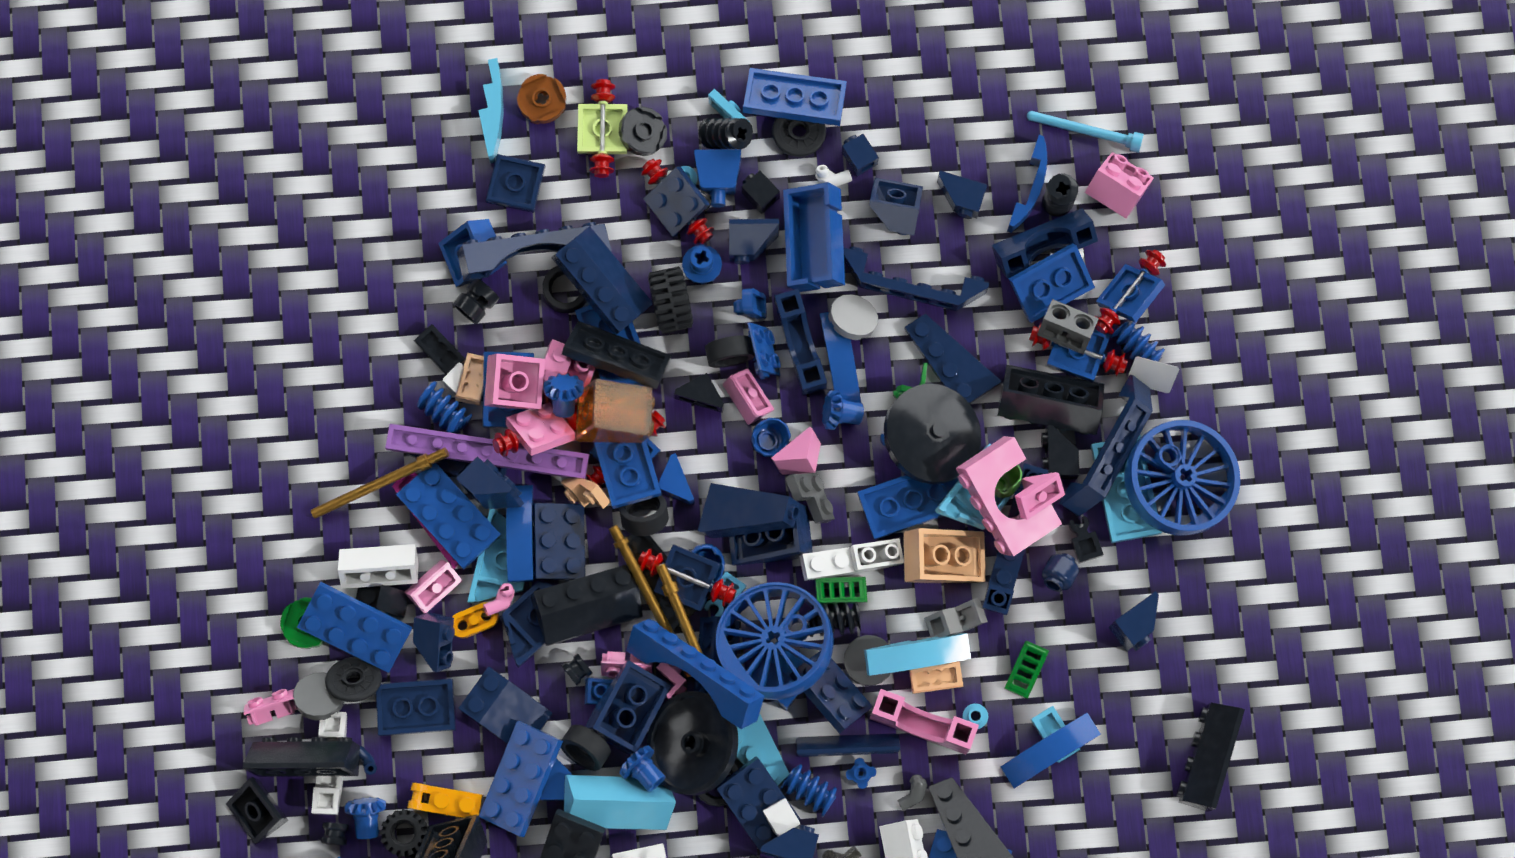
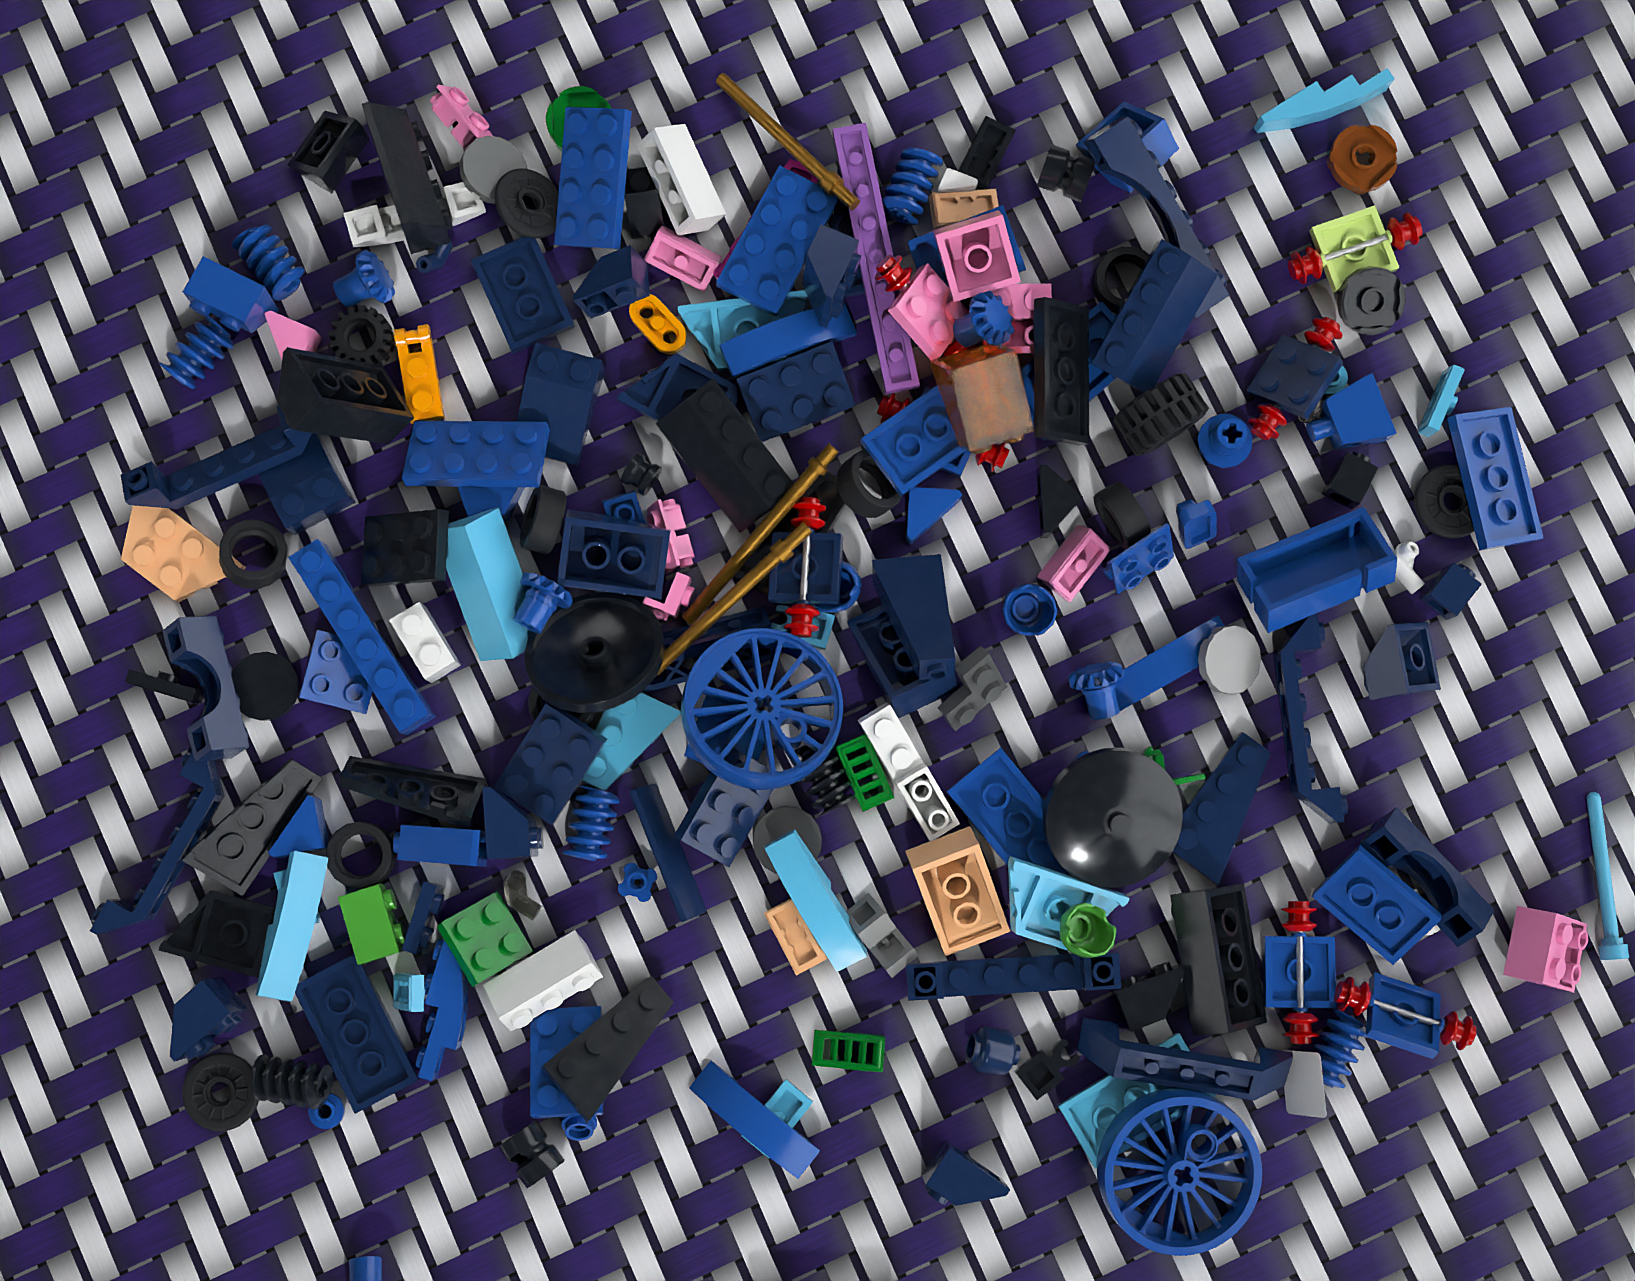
camera: 65 degrees right, 5 degrees up
(334, 833) = (330, 253): black wheel -> none
(502, 601) = (693, 347): bright pink arm -> none
(515, 183) = (1239, 166): dark blue plate -> none
(584, 492) = (868, 398): light nougat slope -> none
(725, 133) = (1410, 405): black piece -> none
(732, 696) = (665, 680): blue arch -> none
(750, 238) = (1283, 488): dark blue slope -> none
(781, 817) = (540, 800): white slope -> none
(799, 342) = (1170, 602): dark blue arch -> none
(799, 455) = (1021, 655): bright pink slope -> none
(916, 794) = (636, 963): dark grey arm -> none
(950, 733) = (728, 941): bright pink arch -> none
(962, 194) = (1450, 744): dark blue slope -> none
(976, 708) = (755, 1013): medium azure plate -> none
(980, 478) = (1075, 901): bright pink arch -> none
(1038, 159) = (1537, 830): blue slope -> none
(1038, 493) = (1083, 986): bright pink slope -> none
(1060, 194) = (1501, 874): black piece -> none
(1067, 326) = (1325, 947): dark grey brick -> none

